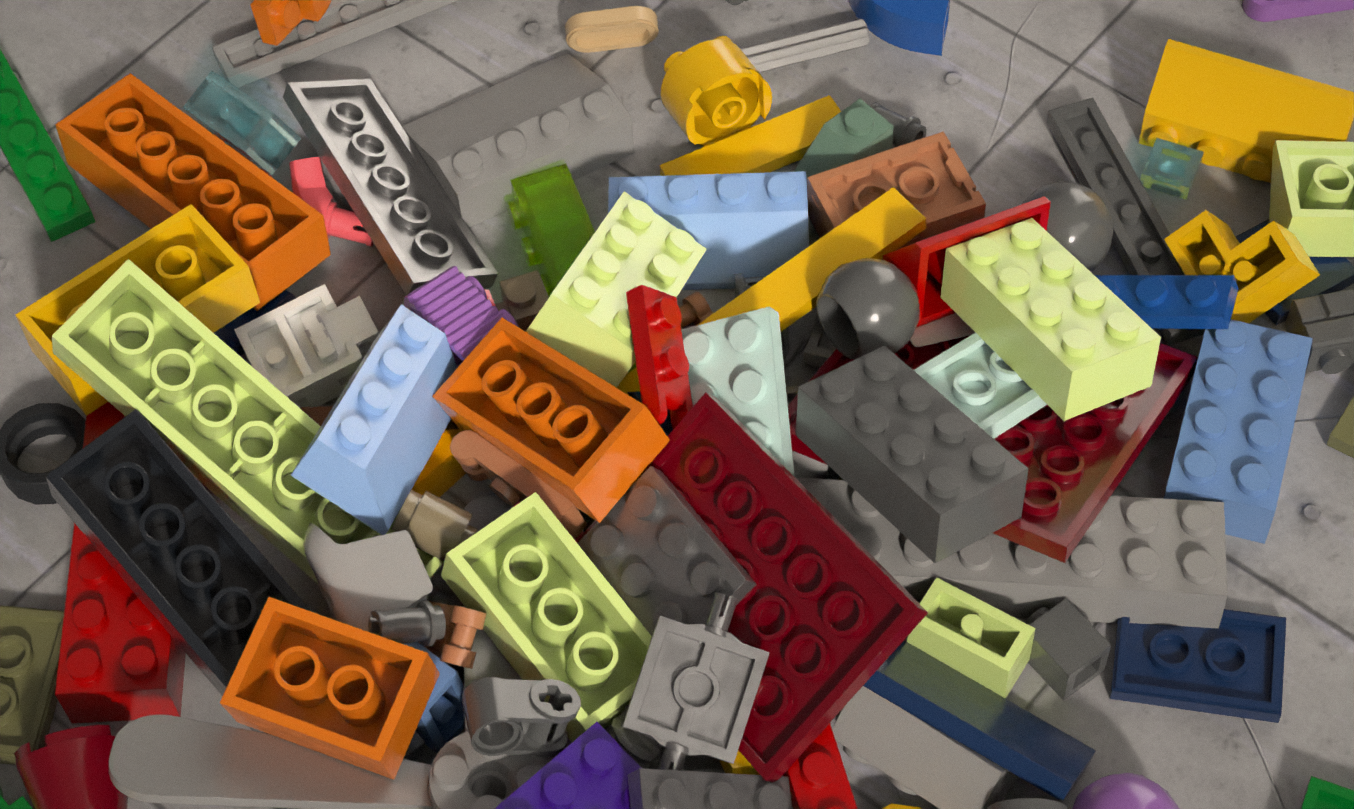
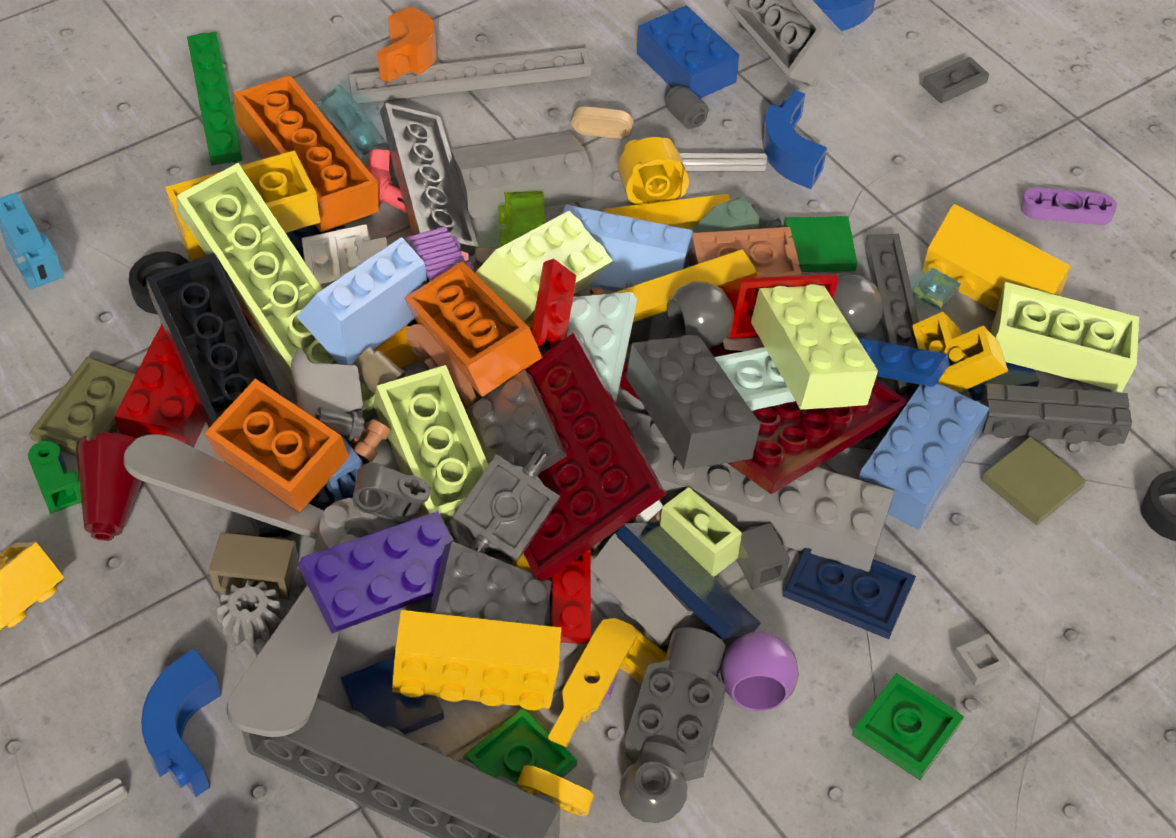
camera: 10 degrees right, 5 degrees down
(989, 136) = (823, 243): none -> green tile

